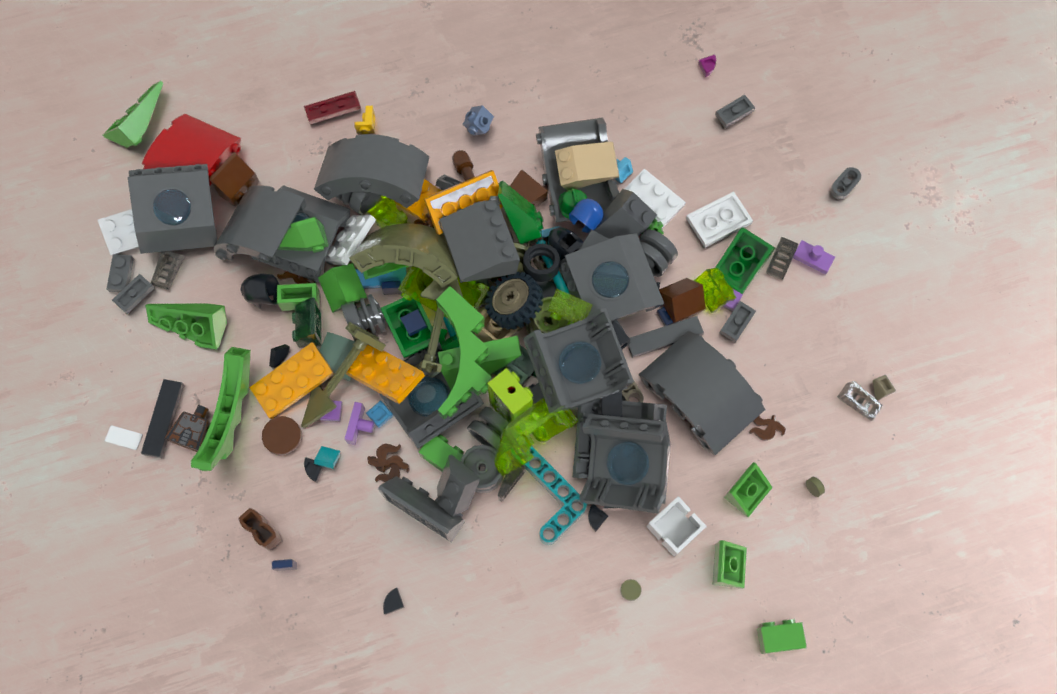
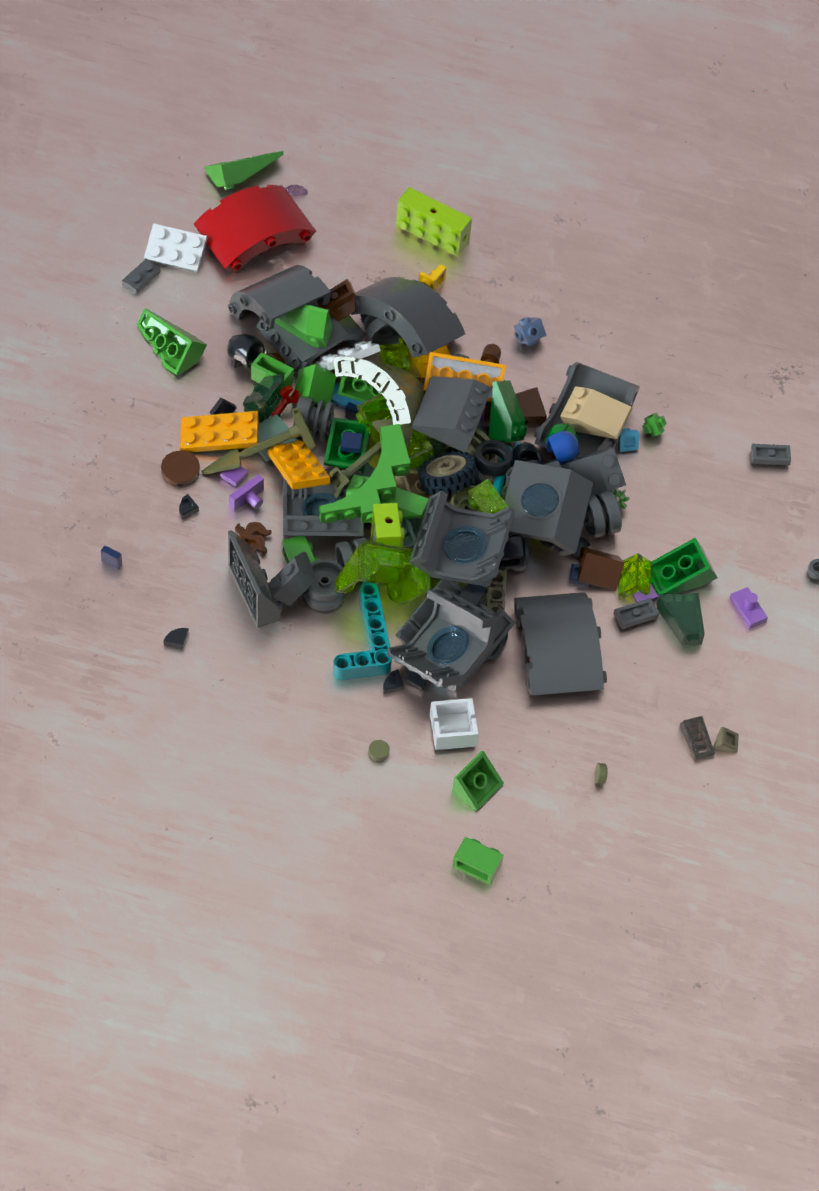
camera: 30 degrees right, 15 degrees down
(123, 437) = (54, 395): white sticker -> none
(133, 293) = (140, 296): dark grey plate -> none
(162, 418) = (95, 399): black tile -> none
(172, 208) = (219, 247): dark grey panel -> none
(175, 265) = (183, 286): clear smoke slope -> none
(190, 429) = (111, 420): torso -> none
(194, 109) = (296, 189): none -> clear purple piece
(227, 414) = (170, 406): bright green arch -> none
(233, 179) = (285, 253): reddish brown slope -> none
(261, 531) = (112, 519): reddish brown brick -> none
(315, 196) = (341, 301): none -> reddish brown slope
(327, 309) = (286, 399): none -> red bar
(327, 457) = (204, 503): teal tile -> none
(332, 69) = (433, 221): none -> lime brick
(332, 107) = (412, 252): dark red plate -> none
(379, 414) = (272, 500): dark azure tile -> none
(510, 481) = (343, 609): clear smoke slope -> none
(632, 142) = (654, 424): none -> bright green gear
(656, 196) = (641, 480): white plate -> none
(663, 336) = (553, 585): dark grey tile -> none
(707, 64) = (778, 406): magenta tile -> none
(719, 219) = (681, 526): white plate -> none
(749, 490) = (539, 738): bright green slope -> none
(769, 432) = (596, 713): reddish brown piece -> none
(776, 300) = (683, 616): none -> clear green slope
(785, 247) = (728, 584): clear smoke slope -> none

